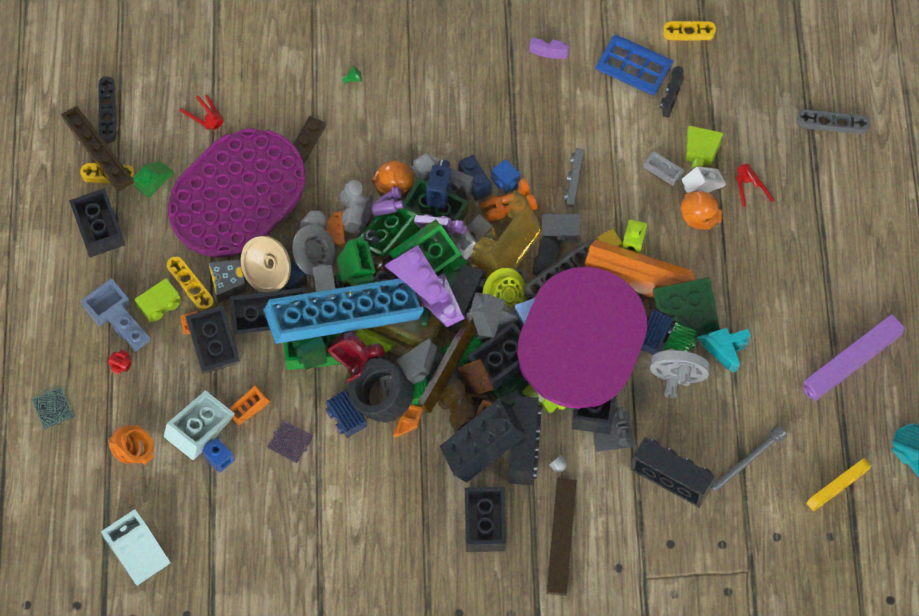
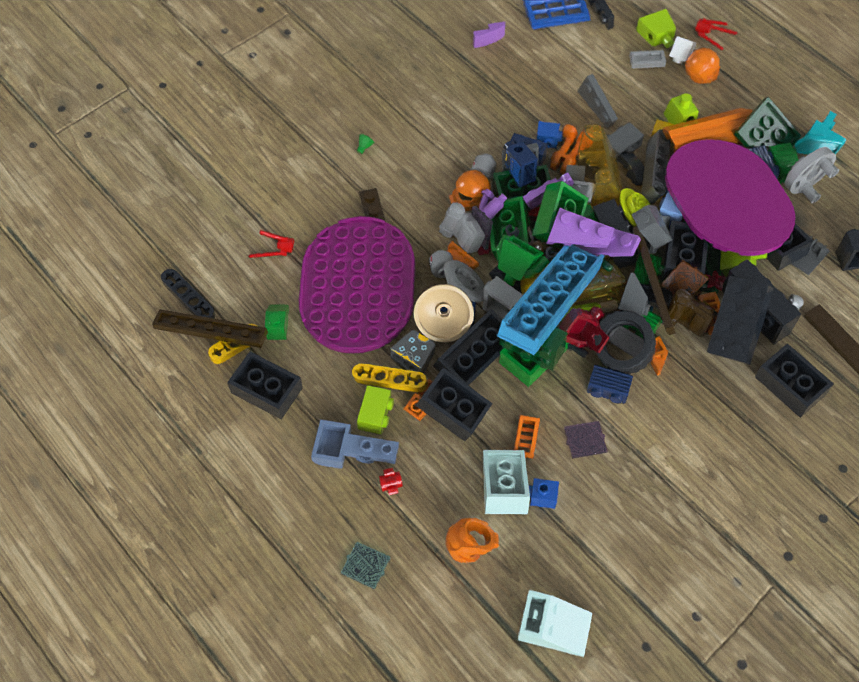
camera: 40 degrees left, 5 degrees down
(508, 397) = (716, 280): none -> dark red plant

